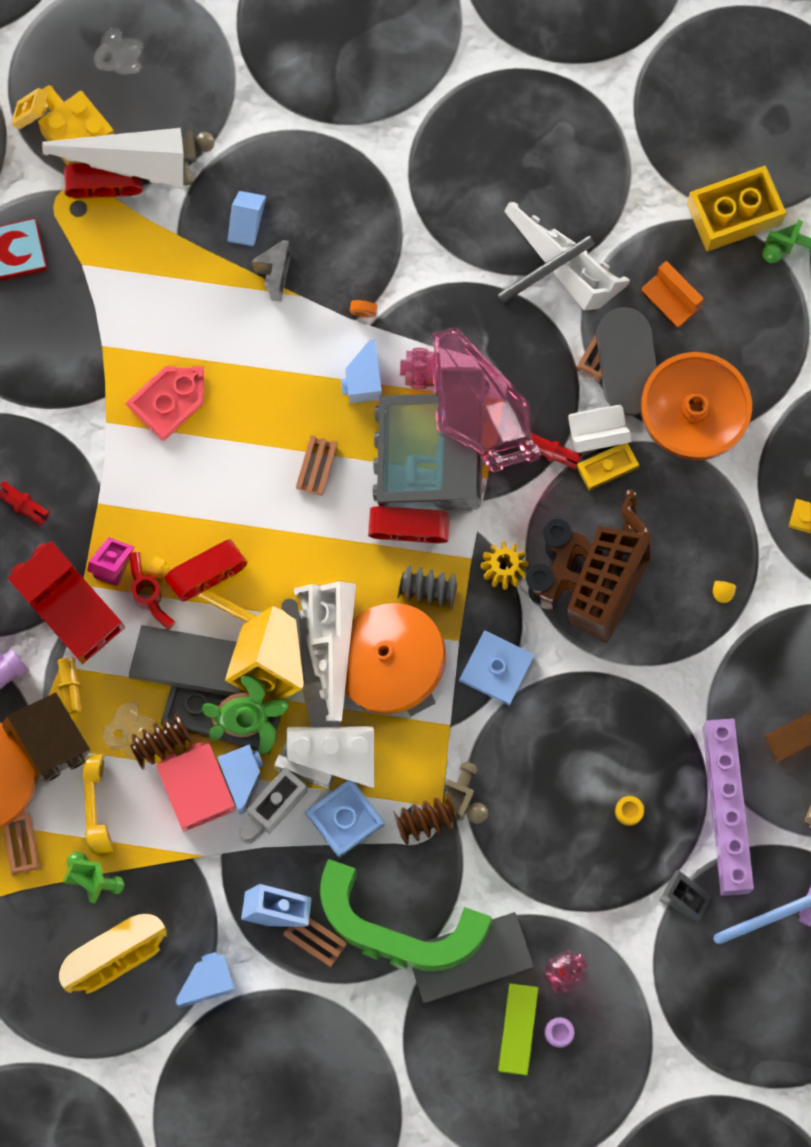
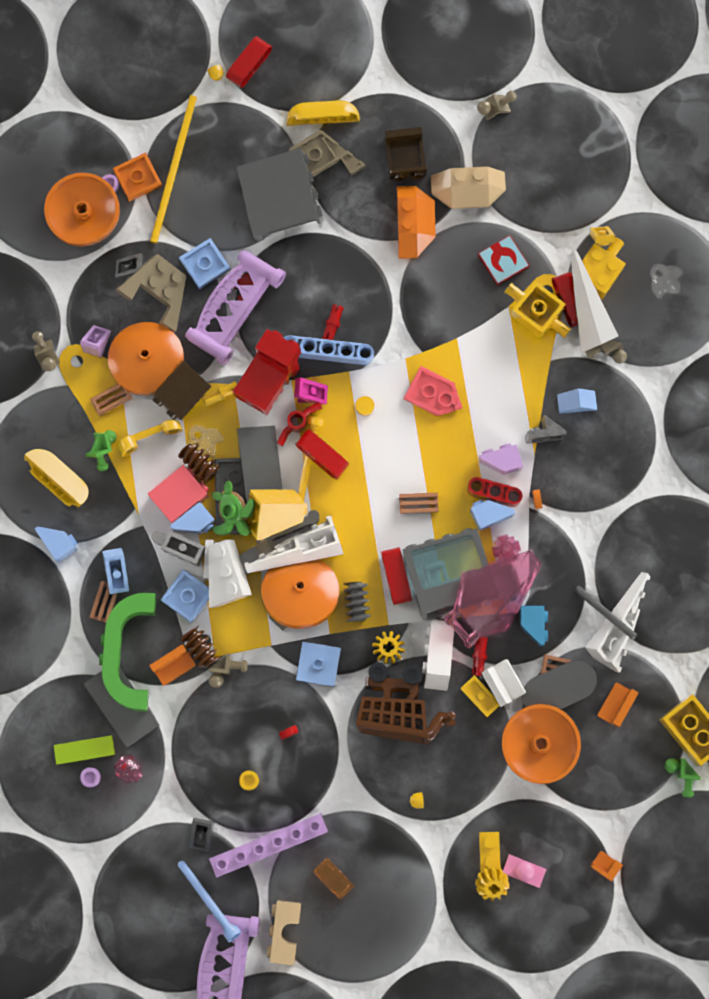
camera: 75 degrees right, 5 degrees up
(62, 507) = (337, 346): none -> light blue beam
(108, 208) = (530, 301): none -> yellow brick
(155, 495) = (365, 405): none -> yellow tile
(296, 335) = (503, 460): none -> lavender slope
(334, 372) = (504, 490): none -> red beam
(436, 868) = (173, 665): none -> orange panel
(530, 367) = (532, 622): none -> dark azure slope
(534, 498) = (438, 654): none -> white wedge
(580, 735) = (288, 732): none -> red tile

